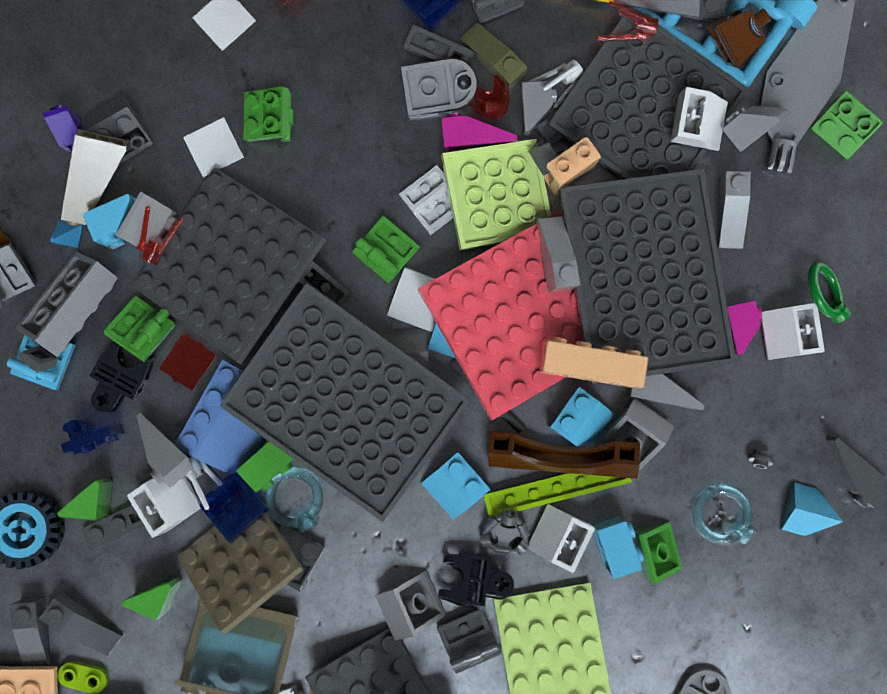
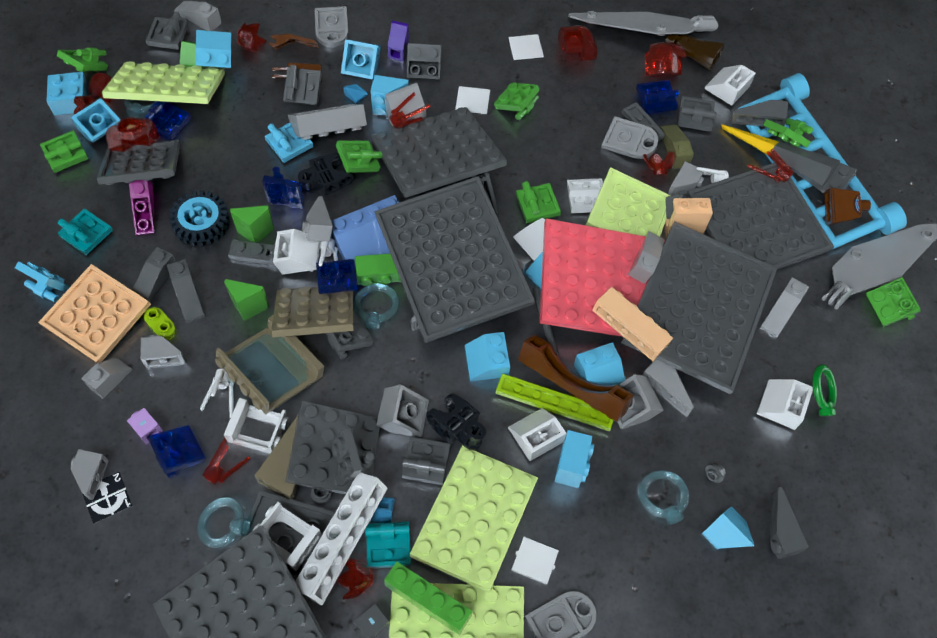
camera: 30 degrees right, 25 degrees down
(36, 180) = (360, 58): none -> medium azure slope
(39, 359) = (288, 131): dark grey plate -> none
(90, 170) = (396, 62): slope -> none
(187, 362) = (369, 192): clear red piece -> none
(468, 133) = (636, 169): dark pink slope -> none
(505, 533) = (499, 407): dark grey piece -> none
(637, 665) = (535, 560): none -> white piece
(658, 552) = (601, 487): bright green slope -> none
(699, 119) = (791, 238): white slope -> none
(744, 324) = (751, 377): dark pink slope -> none
(749, 125) = (827, 261): light grey slope -> none

